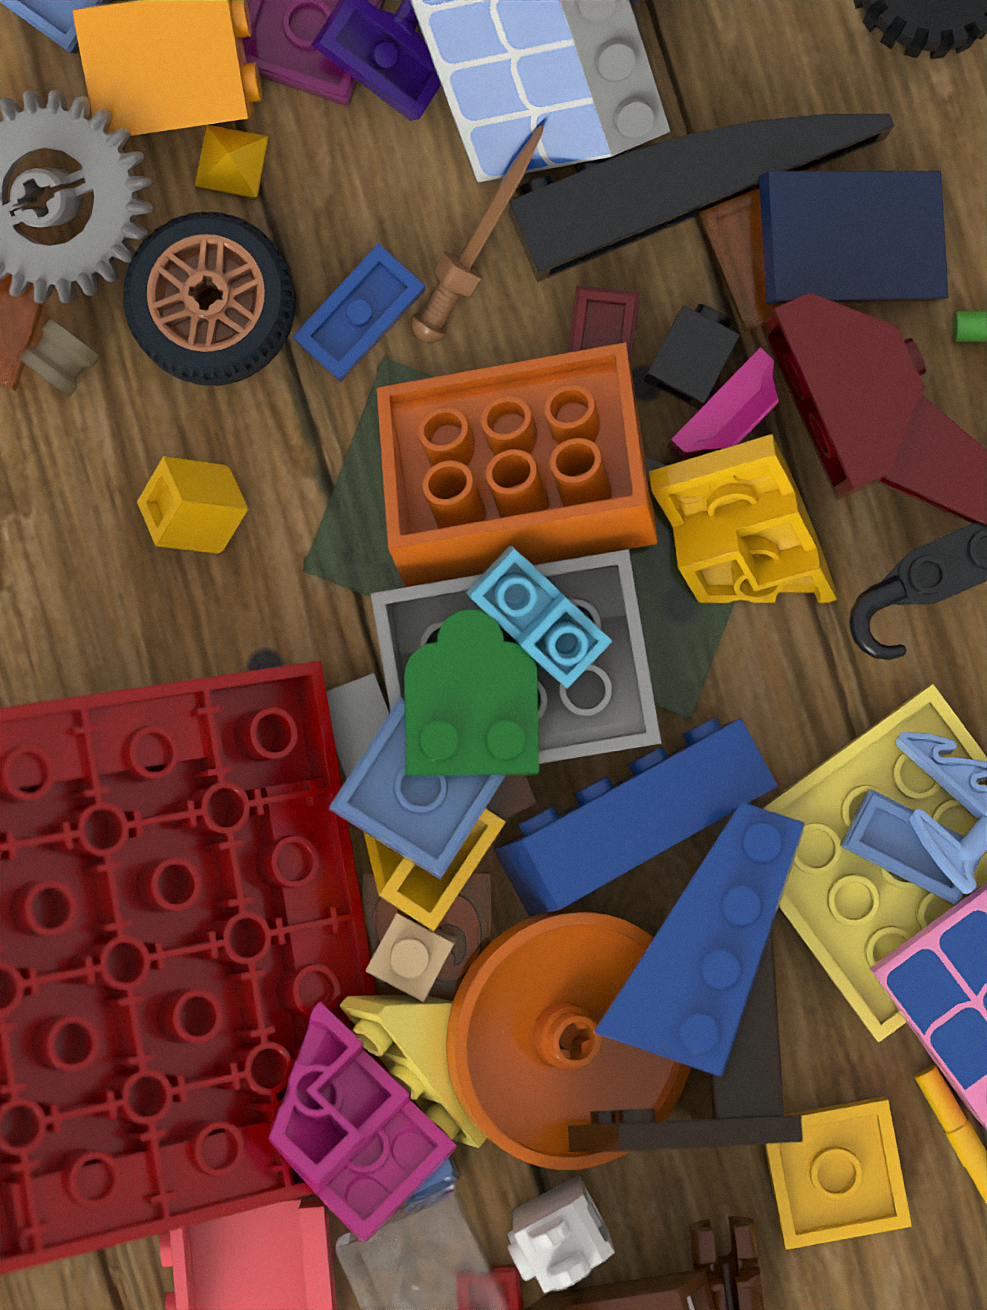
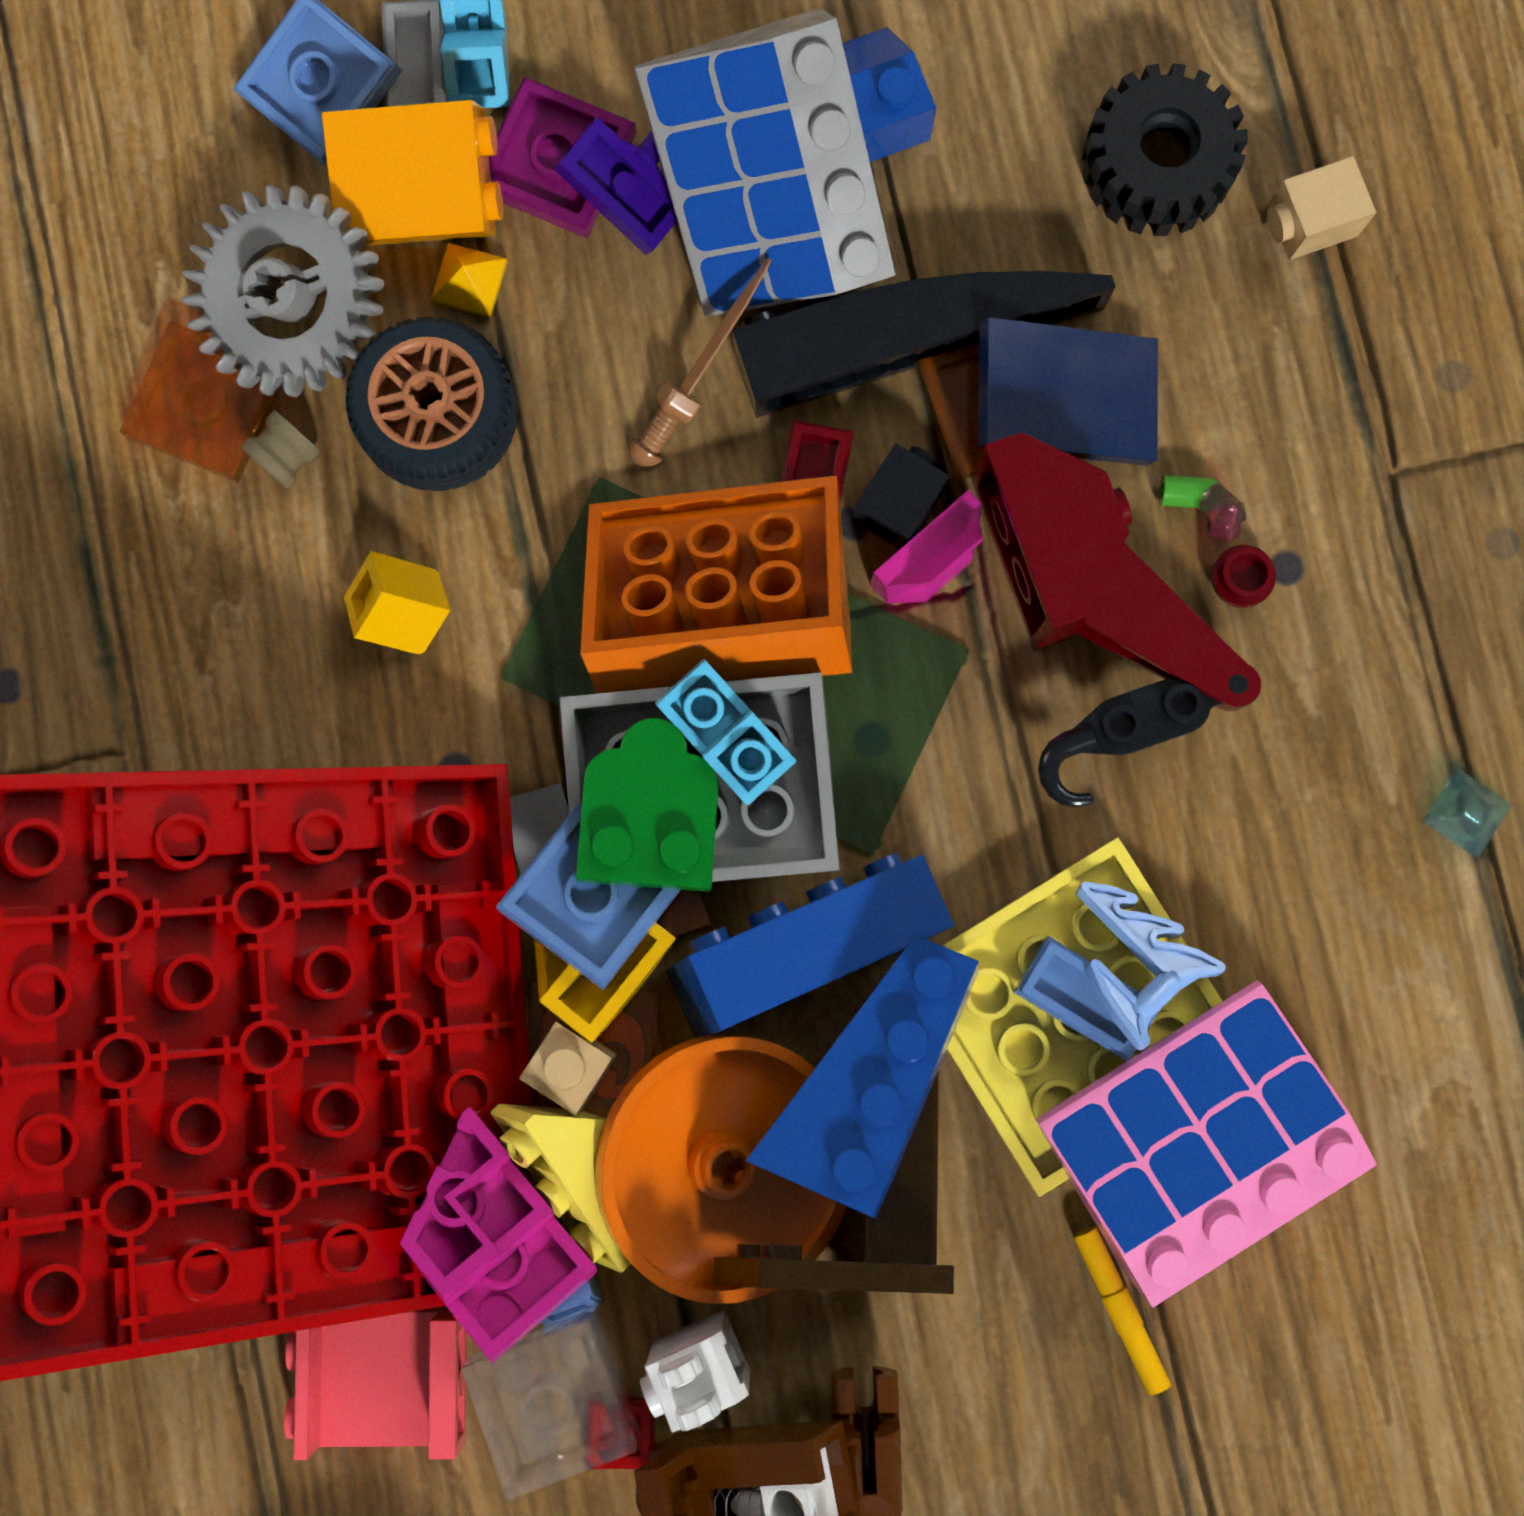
camera: 10 degrees right, 5 degrees down
(359, 312) = (578, 430): blue plate -> none
(742, 526) = (937, 663): yellow slope -> none
(841, 1176) = (990, 1334): yellow plate -> none

